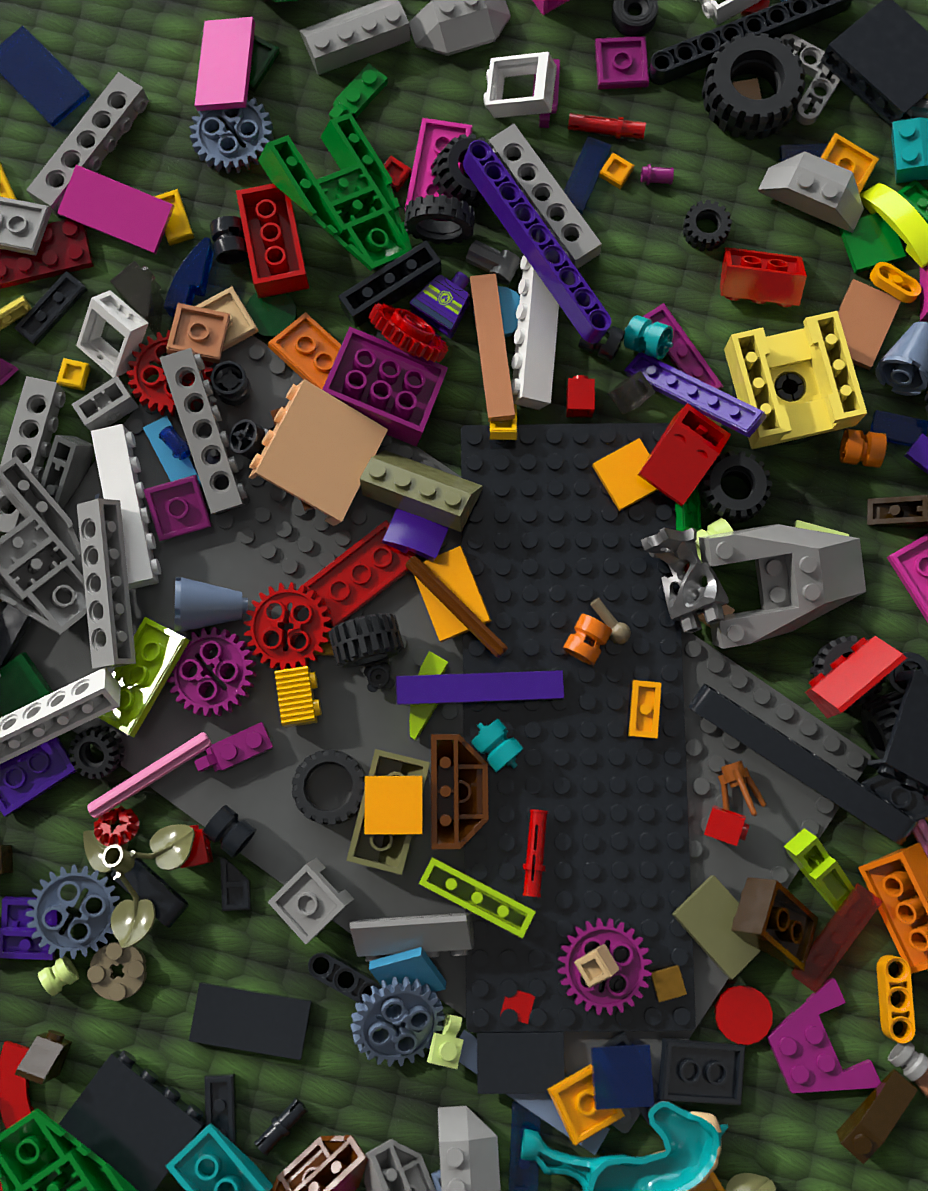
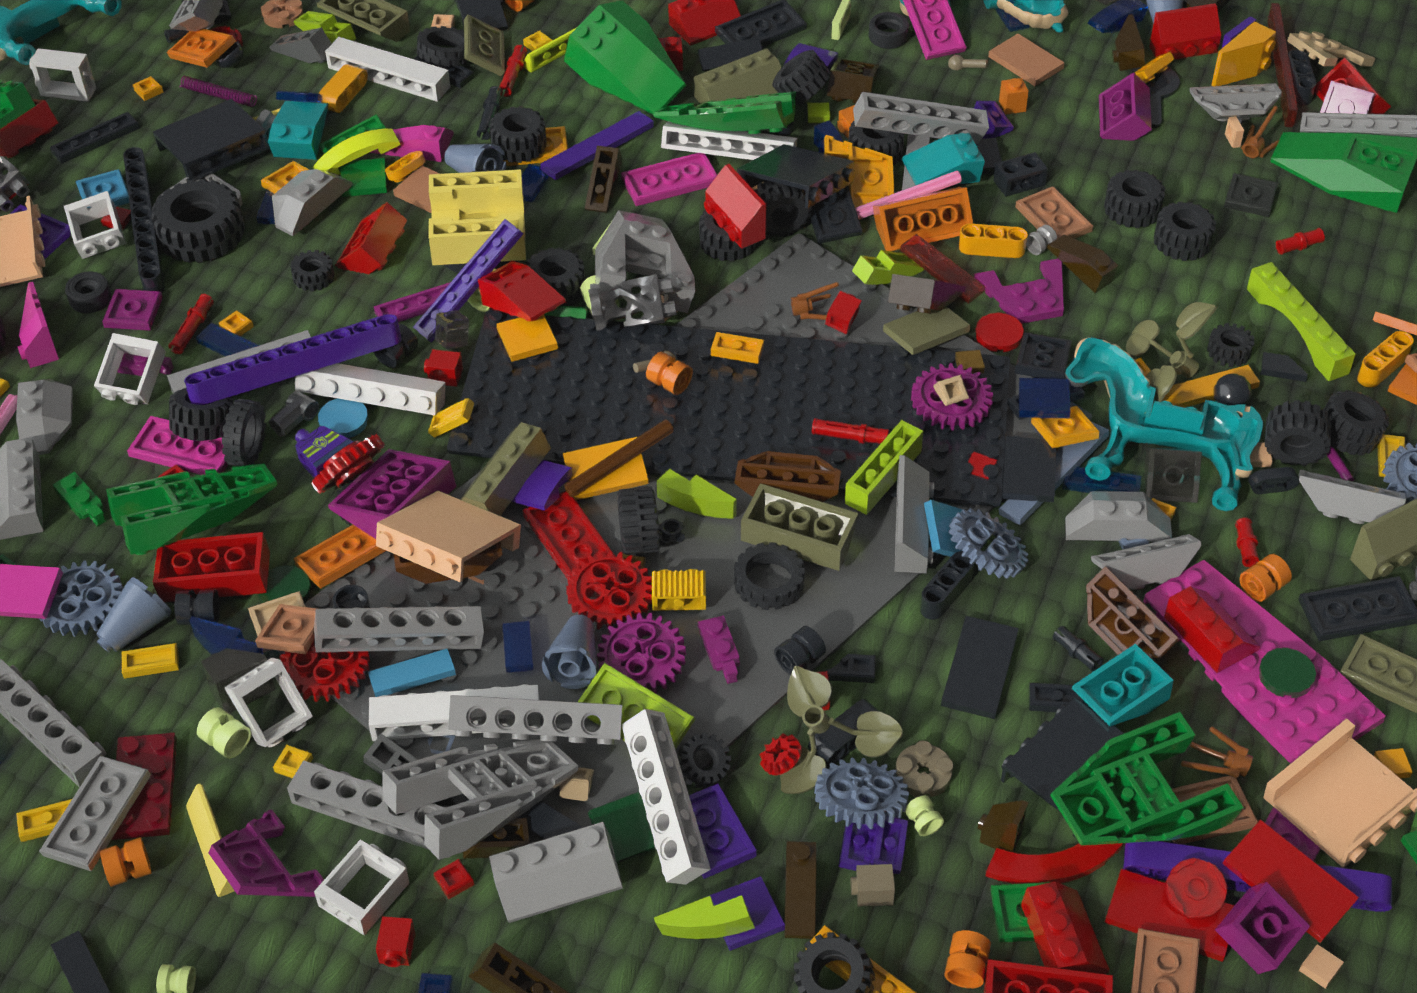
camera: 85 degrees left, 30 degrees down
(50, 308) = (215, 779): black tile -> none
(69, 640) = (578, 785): none -> tan slope
(78, 306) = (223, 732): none -> yellowish green wheel
(105, 405) = (341, 723): light grey brick -> none
(115, 209) = (127, 697): dark pink tile -> none
(149, 775) = (735, 719): bright pink axle -> none
(175, 443) = (401, 659): clear blue pin -> none
(177, 507) = (467, 666): magenta tile -> none
(211, 185) = (131, 616): none -> sand blue cone
(215, 549) = (517, 646): none -> clear blue tile
(247, 438) = (419, 591): black wheel -> none
(309, 901) = (874, 596): light grey panel -> none
(391, 283) = (291, 484): black brick -> none
(393, 805) = (795, 508): light orange tile -> none
(445, 1047) = (1012, 514): yellowish green plate -> none
(479, 687) = (697, 450): dark purple tile -> none
(492, 348) = (380, 414): nougat tile -> none
(499, 747) = (754, 441): teal wheel -> none
(645, 335) = (407, 308): teal wheel -> none
(657, 175) = (250, 300): magenta pin -> none
(803, 764) = (797, 264): black beam -> none
(867, 448) = (542, 200): orange wheel -> none

